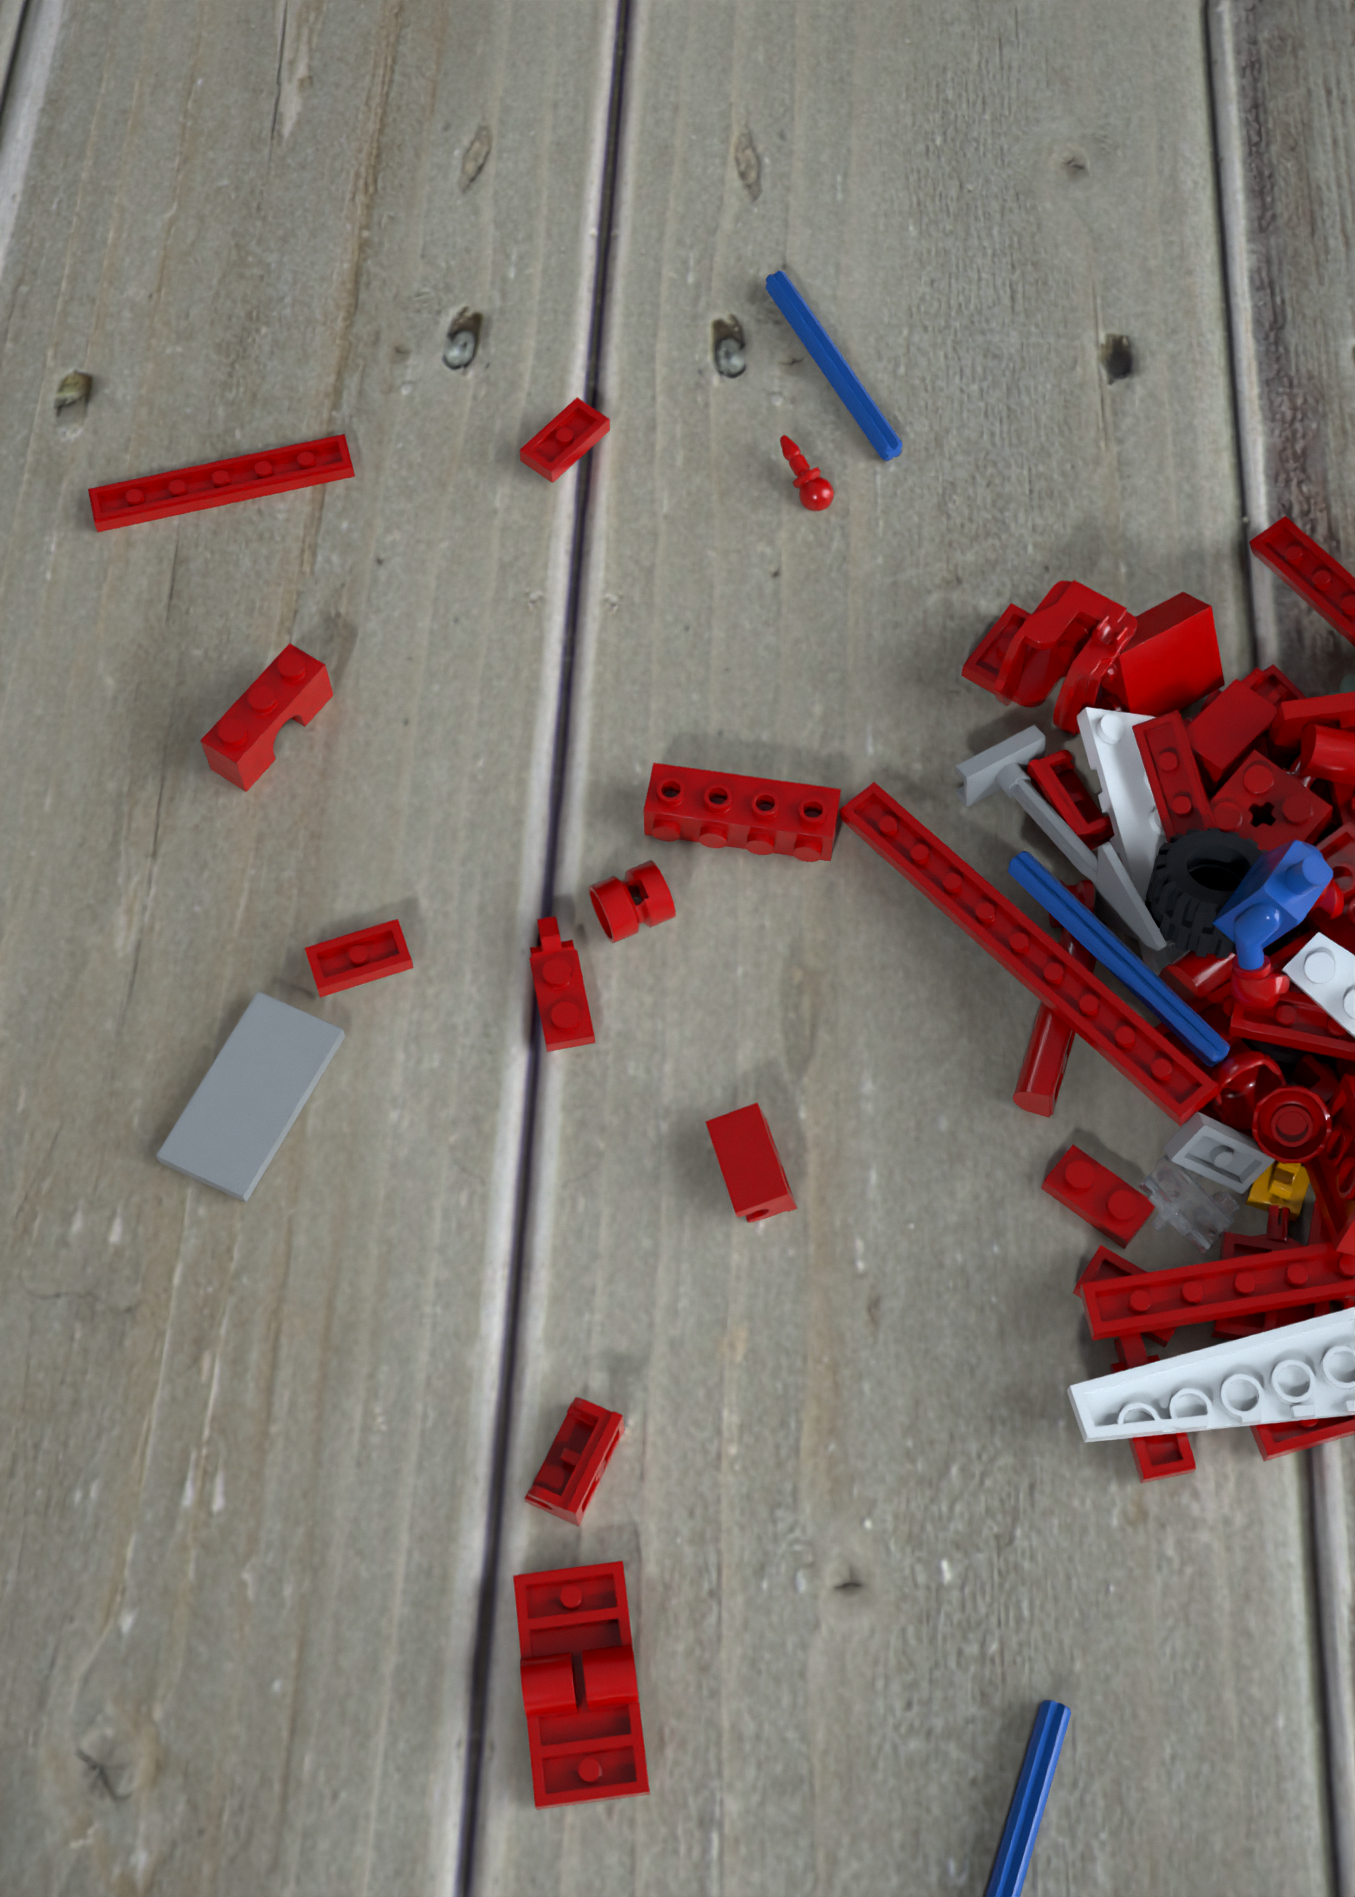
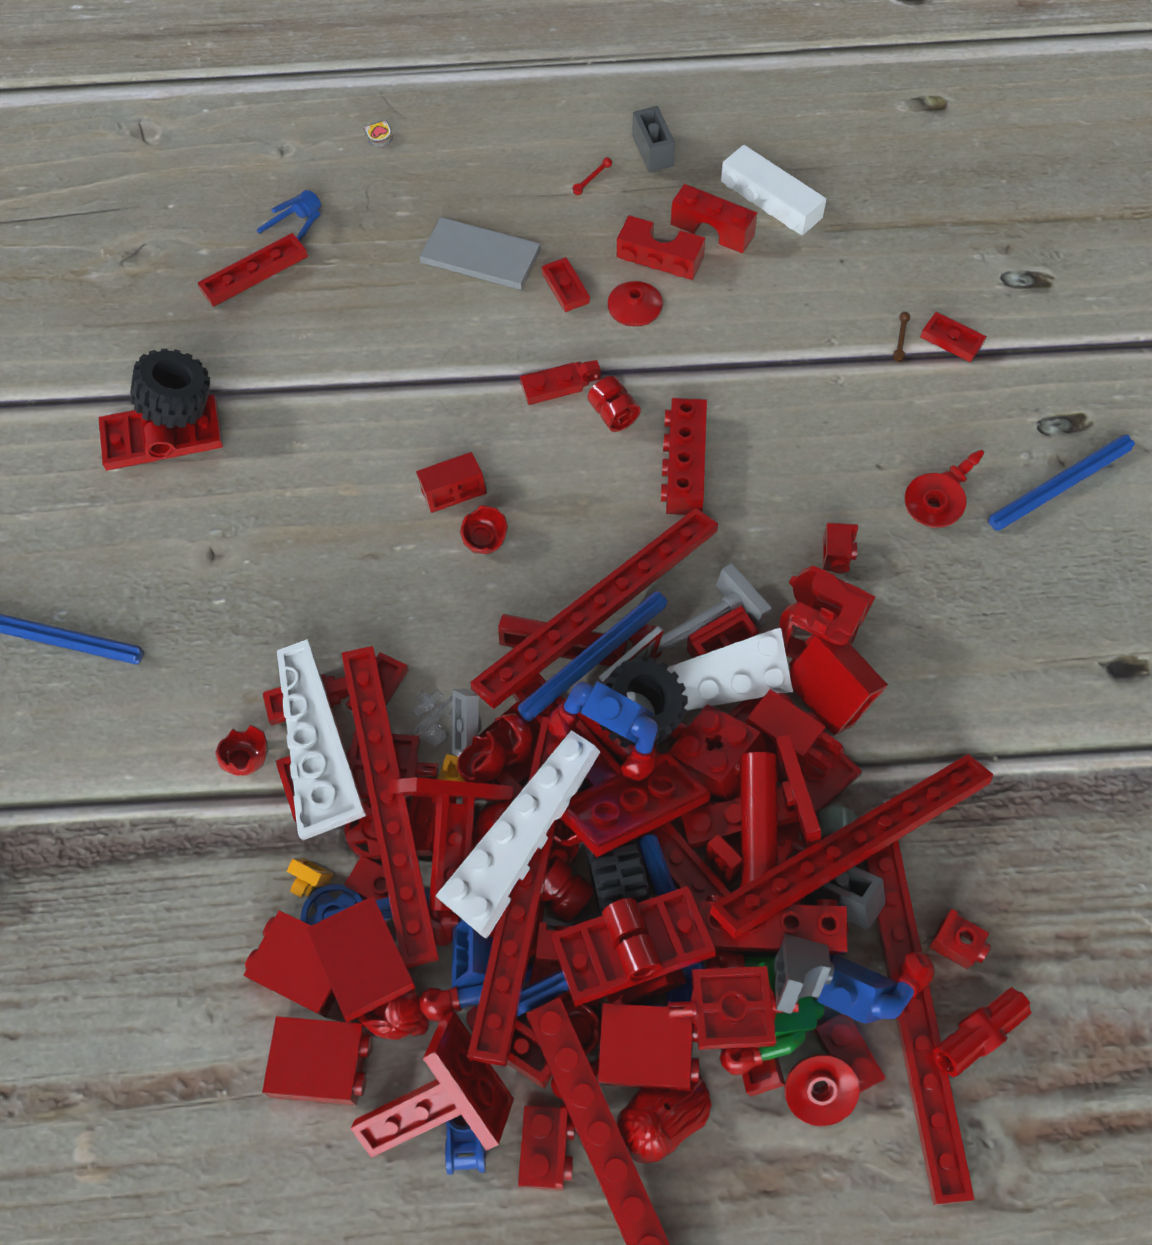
camera: 85 degrees right, 0 degrees up
(69, 783) = (653, 138): none -> dark grey brick
(70, 1407) = (303, 205): none -> blue plant
(132, 924) = (578, 188): none -> red hinge
(211, 1511) = (252, 269): none -> red plate
(220, 483) = (881, 179): red tile -> none
(221, 627) = (773, 190): none -> white brick
(297, 836) = (675, 257): none -> red arch
(411, 878) = (635, 303): none -> red dish
(534, 1670) = (152, 386): none -> black tyre
(576, 1461) = (275, 420): red hinge -> none
(579, 515) = (899, 354): none -> reddish brown hinge
(858, 1113) = (484, 530): none -> red hair
(860, 495) = (939, 490): none -> red dish
(925, 637) = (839, 547): none -> red brick
(1098, 1196) = (445, 668): red plate -> none
(1173, 774) = (730, 686): red tile -> none
(1252, 1507) = (242, 751): none -> red hair

